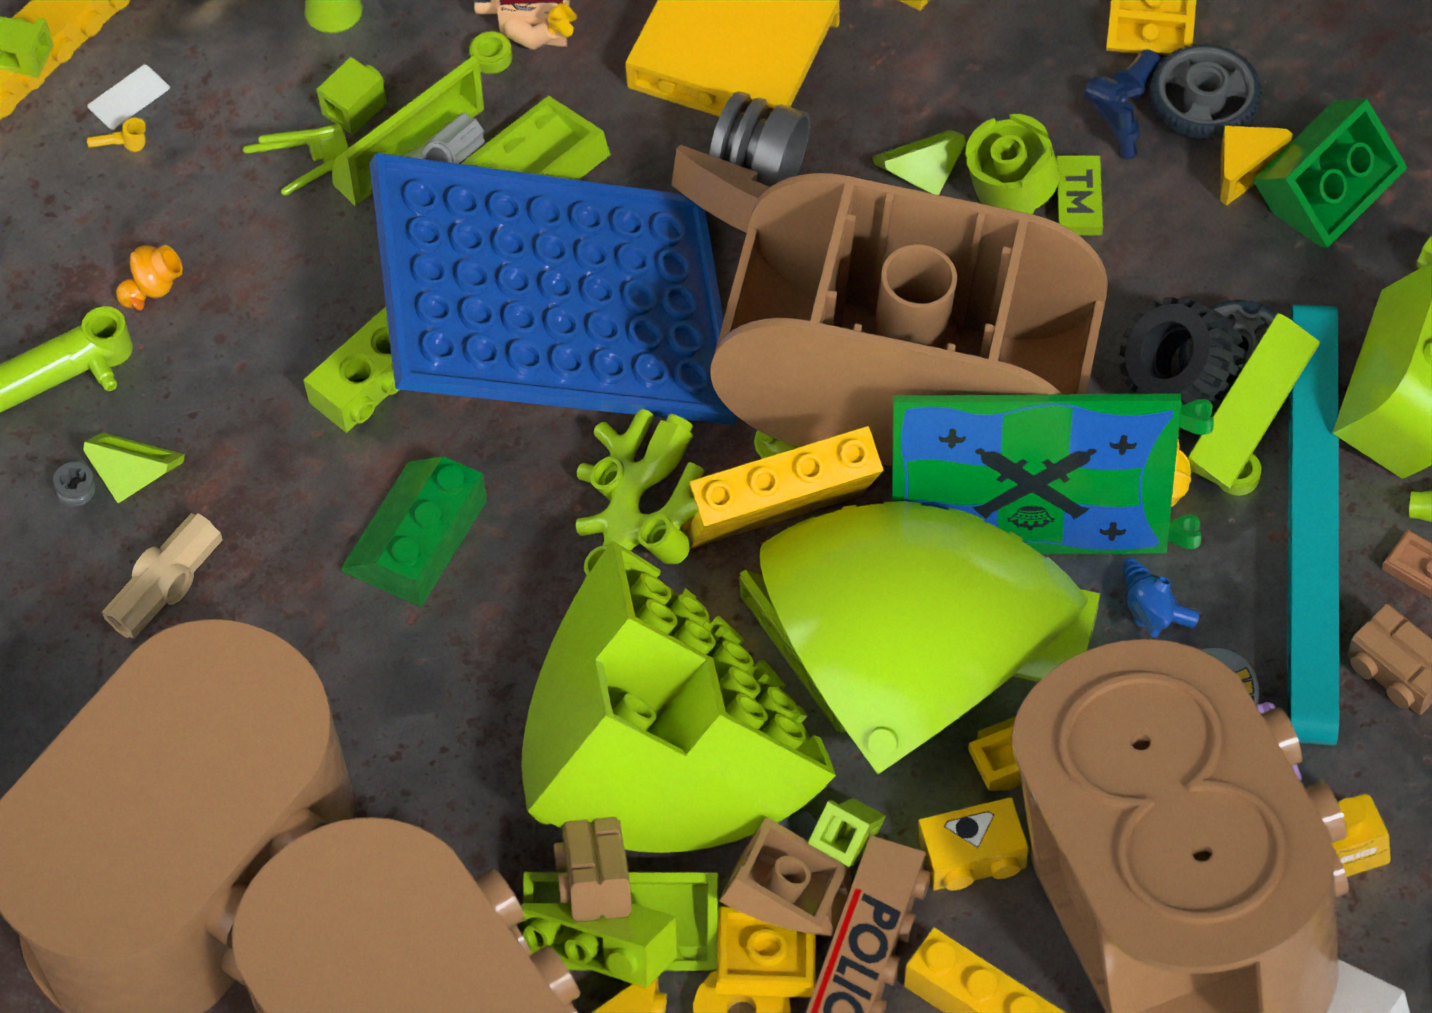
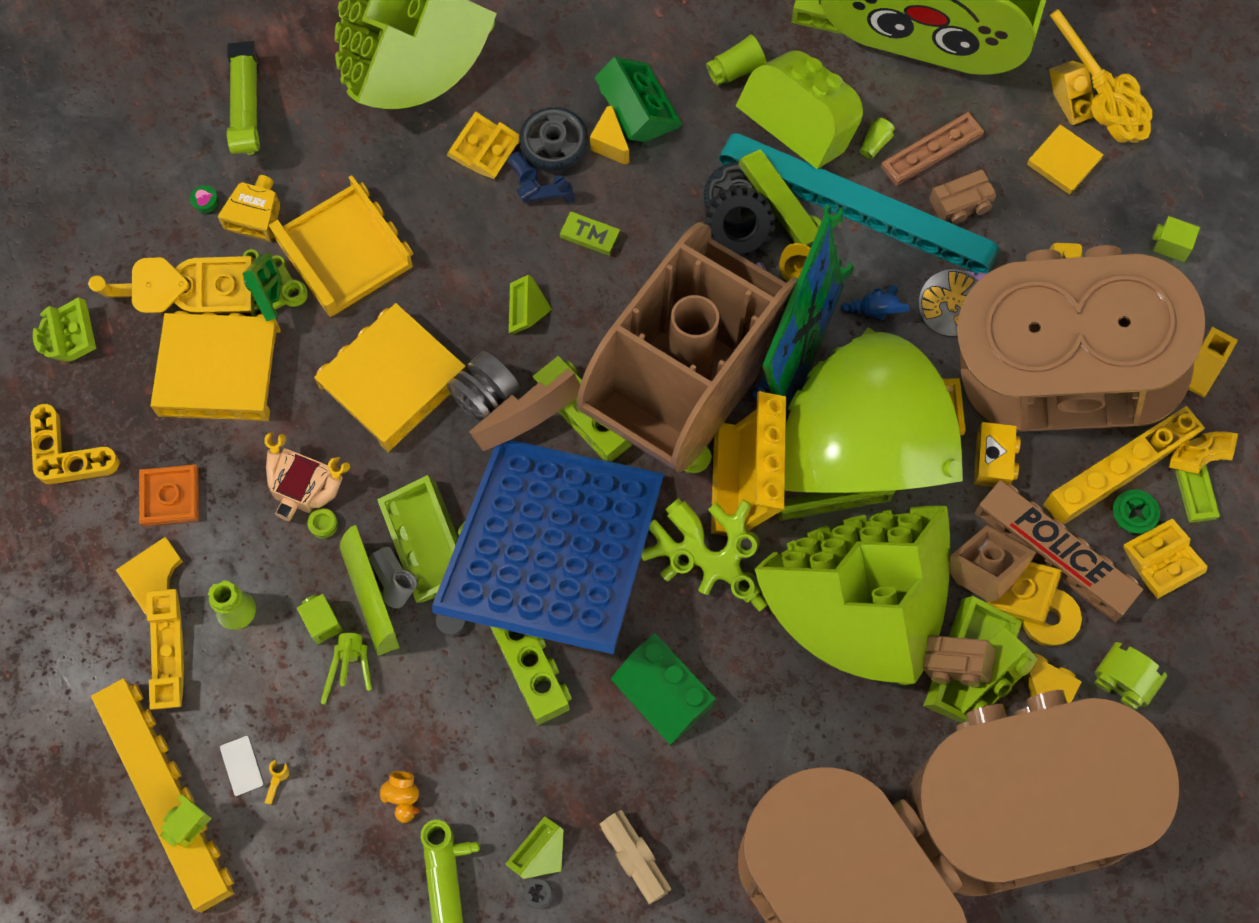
camera: 70 degrees left, 10 degrees up
(846, 830) = (964, 516): lime brick -> none
(1012, 163) = (571, 270): lime brick -> none

